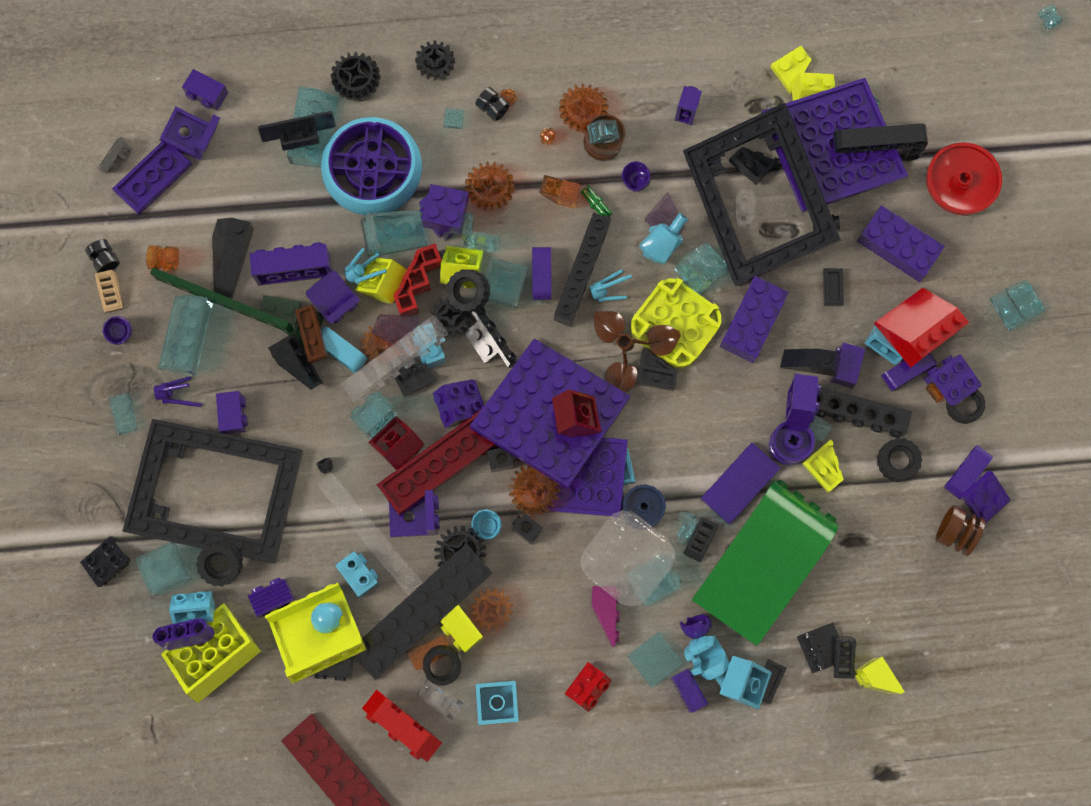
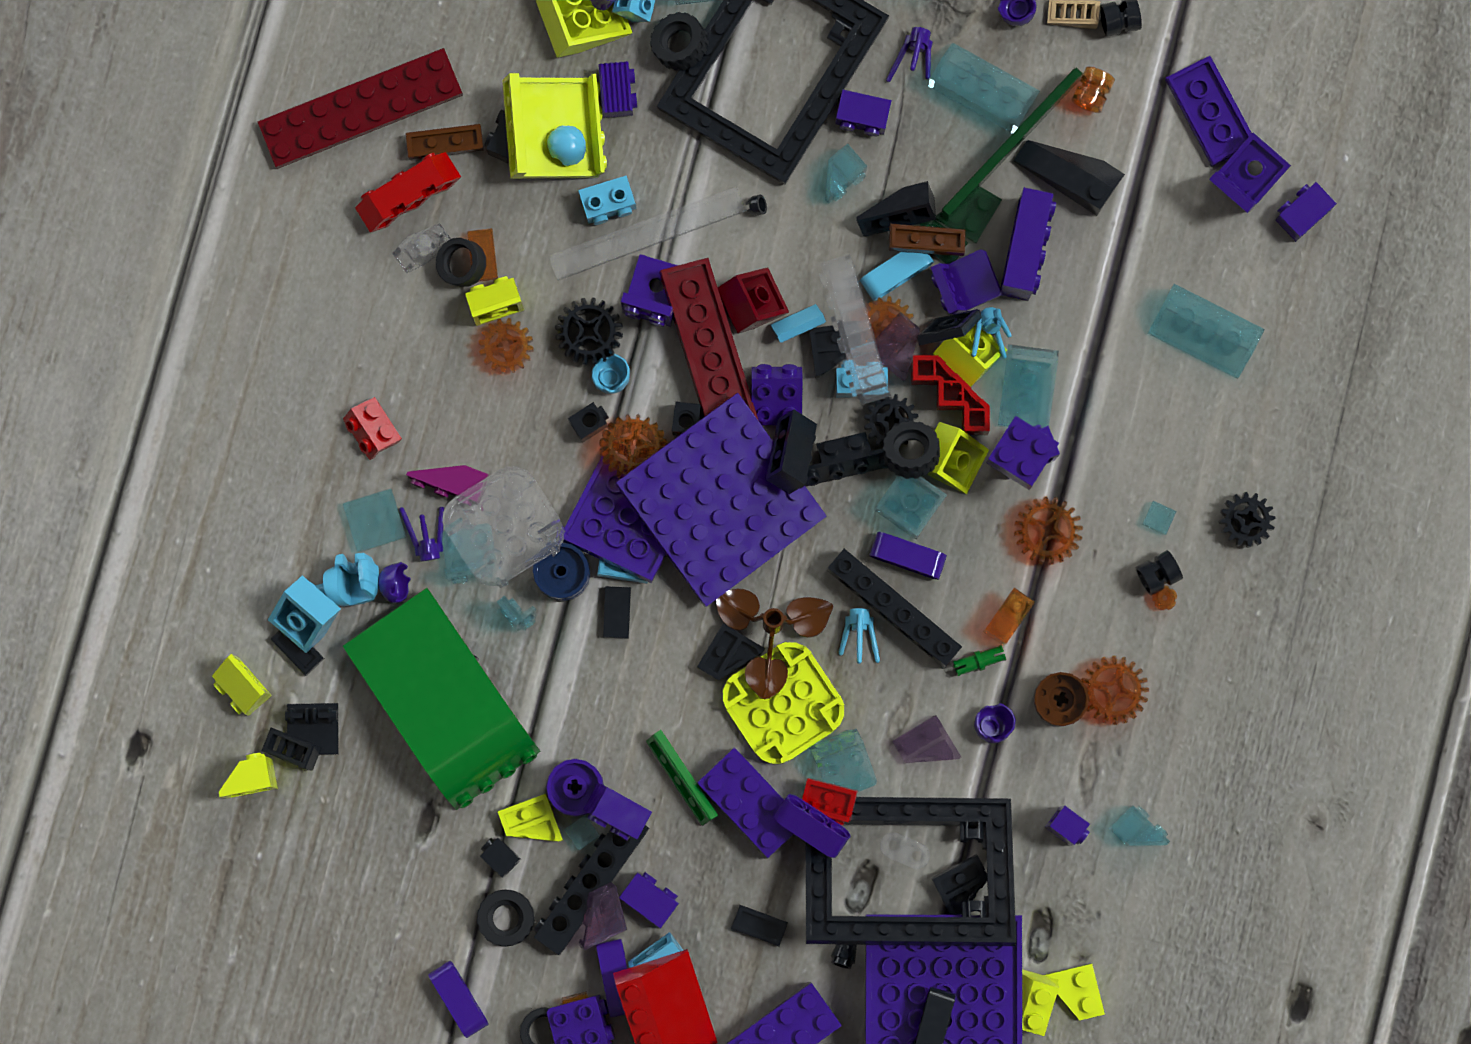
camera: 110 degrees right, 5 degrees up
(109, 162) = (1248, 62): dark grey plate -> none
(279, 412) = (842, 171): none -> clear light blue slope
(297, 131) = (1195, 305): black bracket -> none
(338, 163) = (1166, 405): dark purple wheel -> none
(343, 69) = (1250, 402): black gear -> none
(352, 713) = (448, 140): none -> reddish brown plate
(370, 295) = (949, 327): none -> black tile
(373, 414) = (794, 281): clear light blue brick -> none
(403, 405) = (798, 323): none -> medium azure tile
(422, 610) = (534, 262): black plate -> none
(475, 239) = (990, 477): clear light blue bracket -> none
(497, 702) = (392, 312): medium azure brick -> none
(499, 373) = (791, 452): none -> black brick
(547, 136) = (1092, 629): clear orange plate -> none
(576, 414) = (702, 525): dark red slope -> none
(603, 131) = (1061, 694): clear light blue brick -> none
(655, 460) = (617, 612): none -> black tile
(661, 611) = (428, 548): none -> dark purple plant
(663, 240) = (894, 724): medium azure piece -> none
(672, 64) = (1136, 830): none -> clear light blue slope
(689, 690) = (321, 545): dark purple brick -> none
(695, 550) = (485, 613): black slope -> none
(734, 265) = (830, 799): none -> red bracket
(740, 483) = (550, 707): dark purple tile -> none
(755, 373) = (681, 778): none -> green tile
(757, 266) = (812, 826): none -> dark purple beam
(812, 361) = (669, 853): black slope -> none
(813, 711) = (241, 685): none -> neon yellow slope
(859, 479) = (499, 856): none -> black brick
(873, 391) = (603, 916): none -> clear purple wing
(964, 532) = (388, 954): reddish brown wheel -> none
(986, 497) = (417, 1005): dark purple plate -> none

